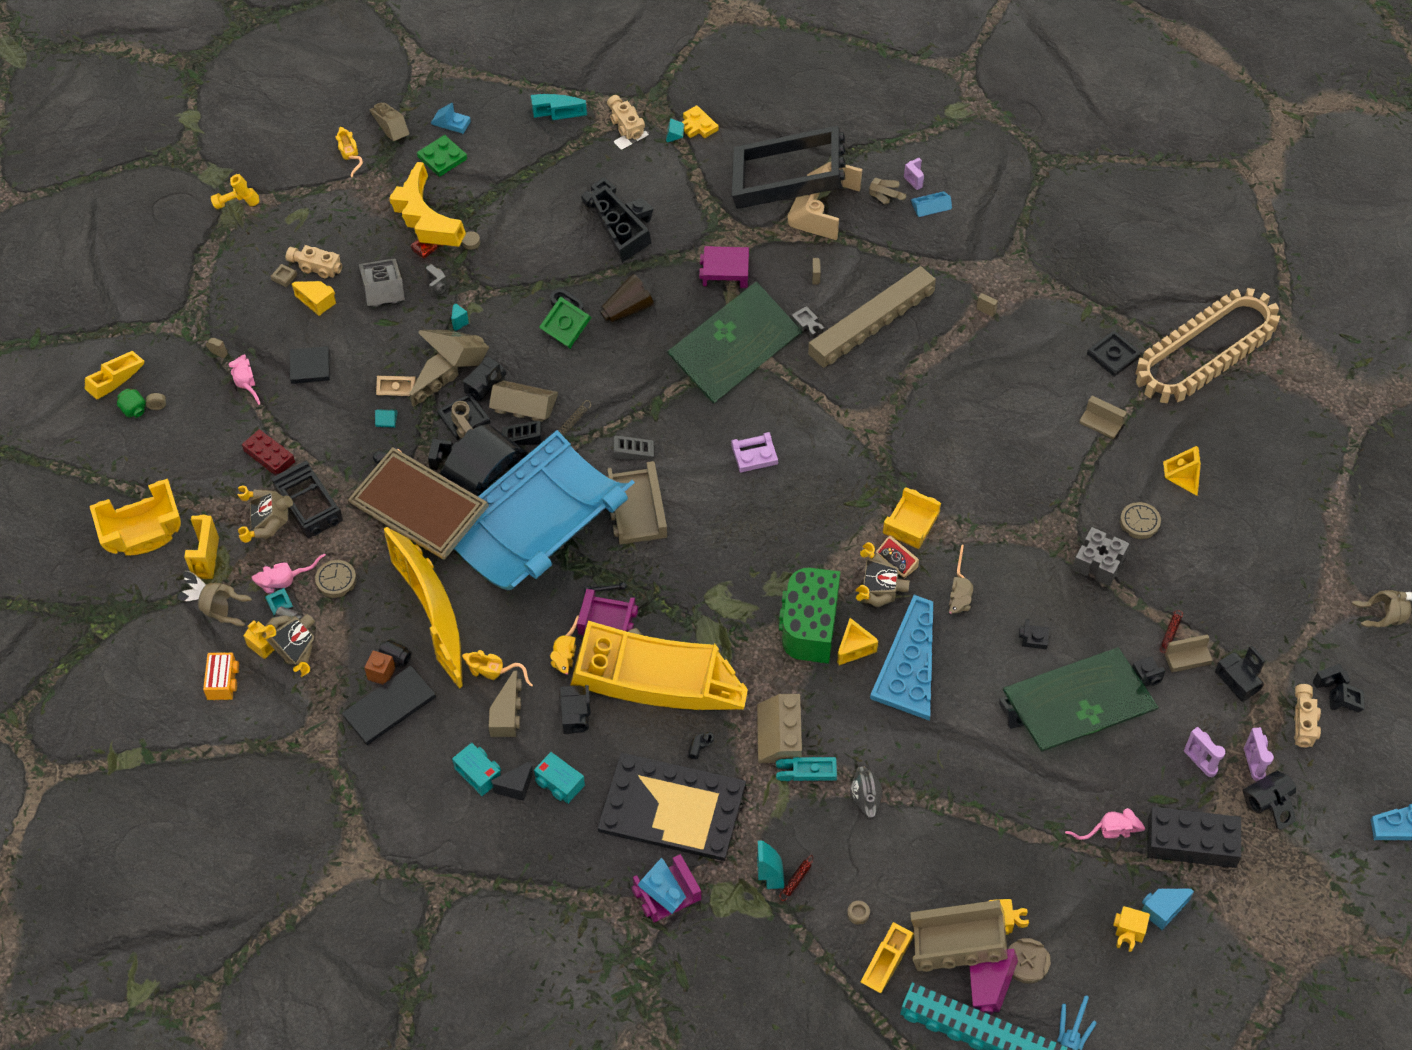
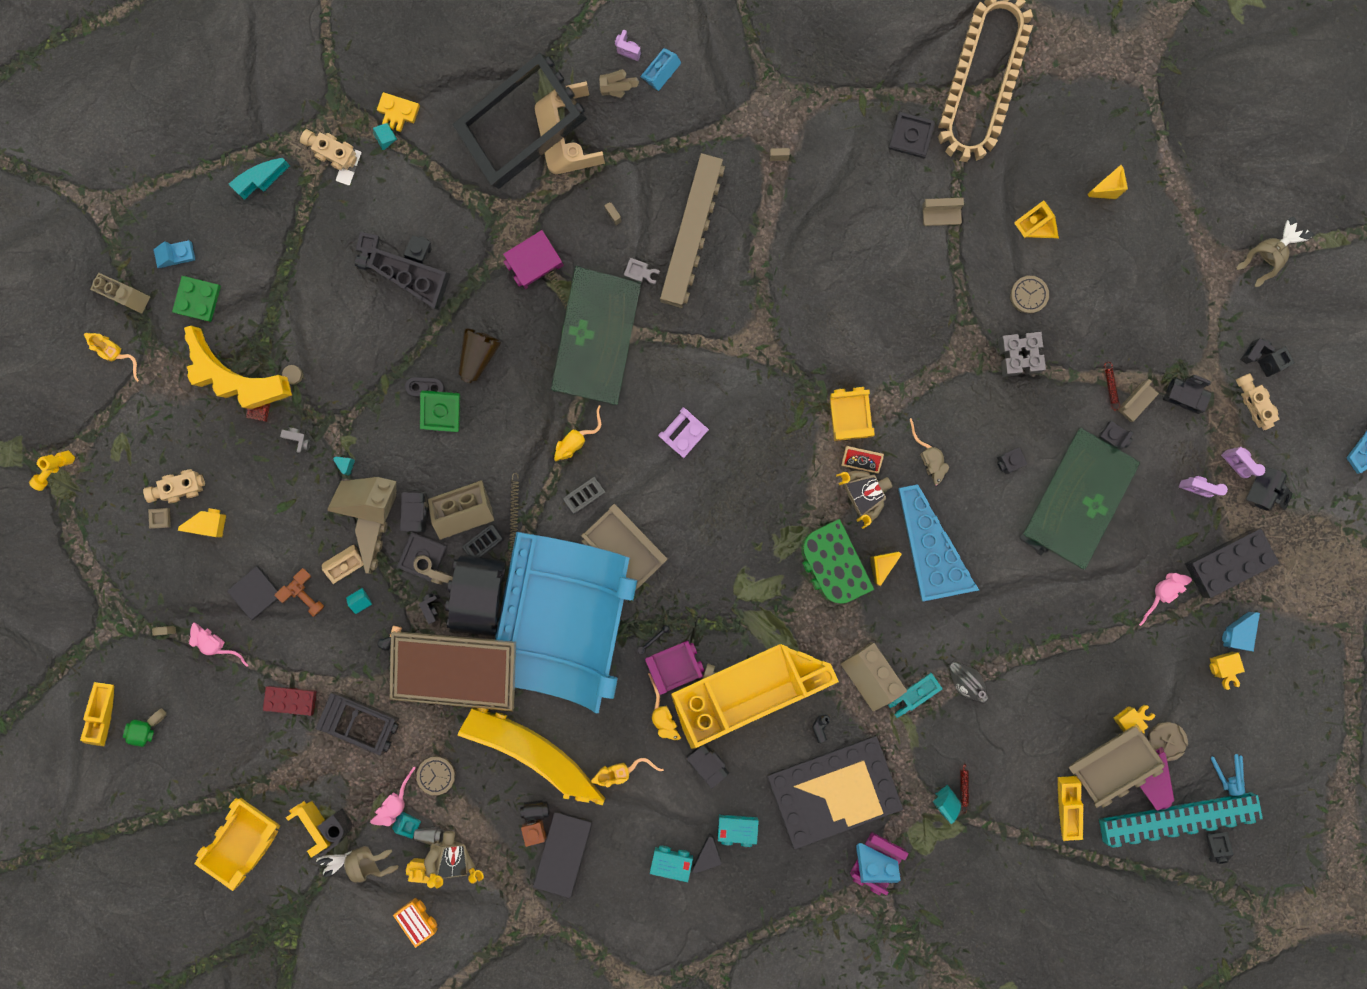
camera: 30 degrees left, 30 degrees up
(223, 560) = (330, 831): none -> black piece
(267, 513) = (338, 761): torso -> none
(345, 379) = (296, 589): none -> dark orange bar
(382, 282) = (249, 471): flat silver slope -> none
(503, 711) = (657, 805): dark tan slope -> none
(655, 405) = (573, 441): none -> yellow animal
(858, 912) = (1025, 784): dark tan tile -> none
(1268, 477) = (1111, 186): none -> yellow slope

